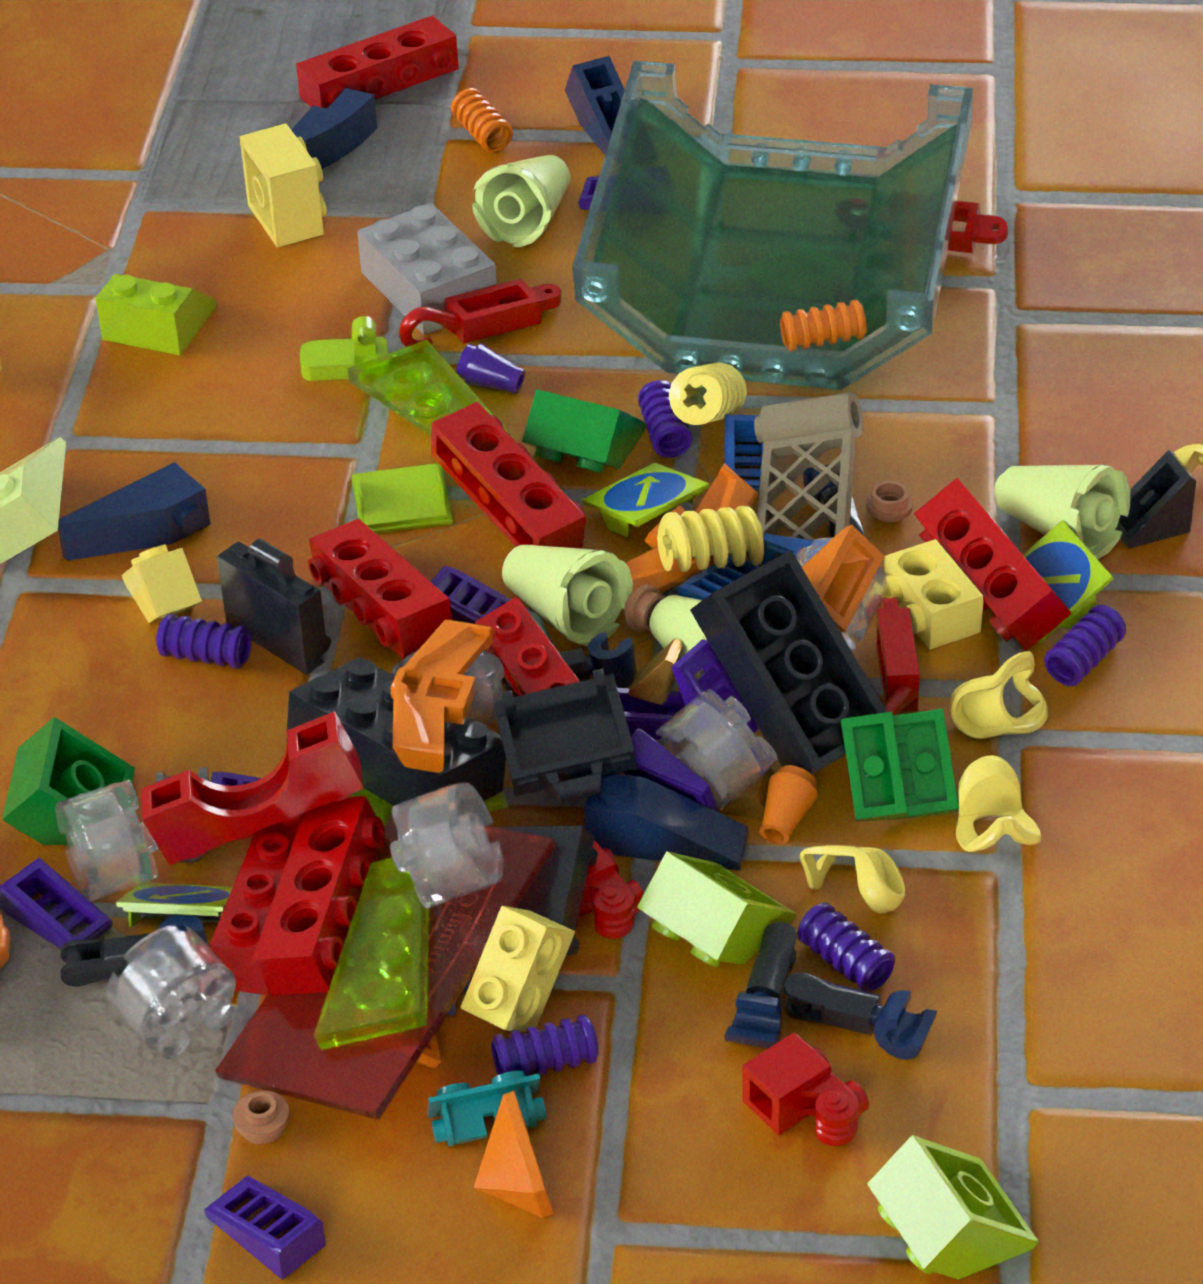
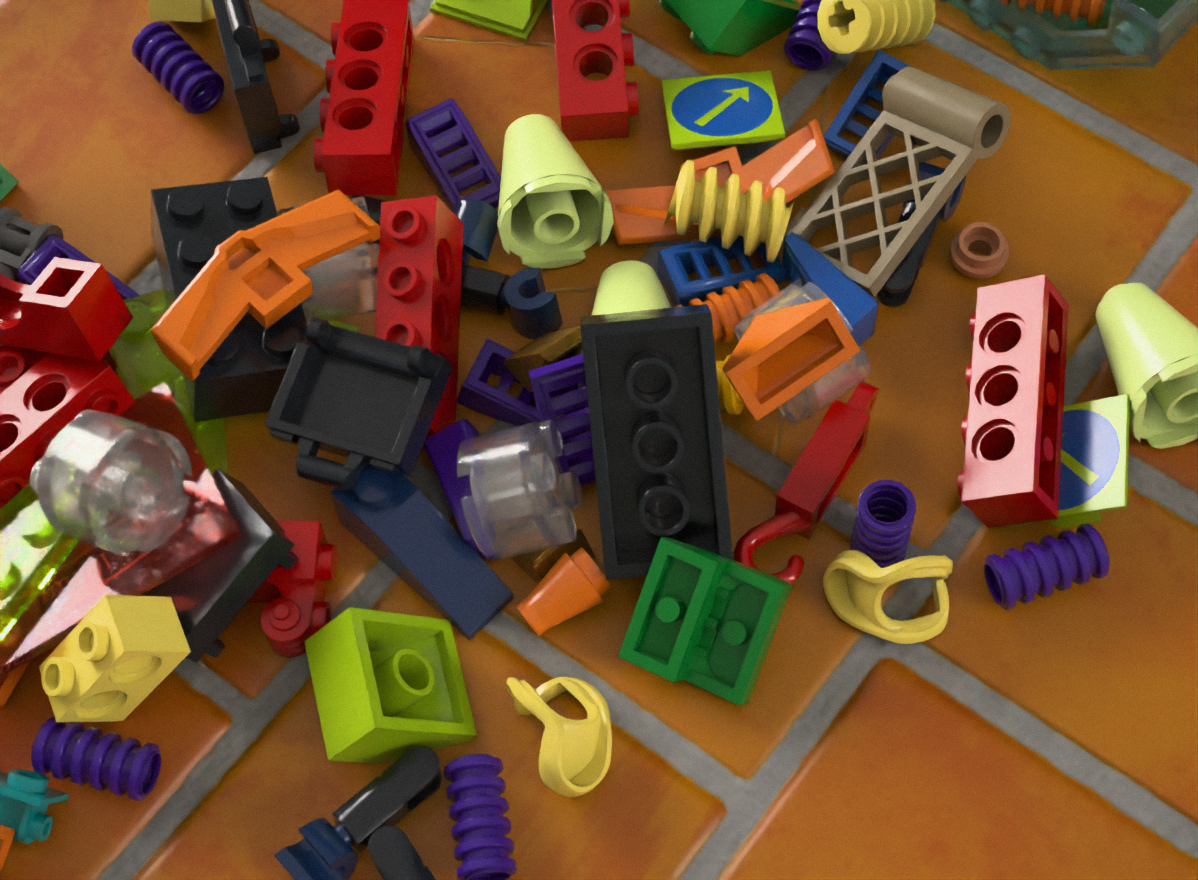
camera: 35 degrees right, 20 degrees up
(640, 607) = (611, 249): nougat plate -> none
(936, 590) = (932, 402): light yellow brick -> none
(969, 653) = (884, 522): none -> dark purple piece
(992, 789) = (786, 701): light yellow piece -> none

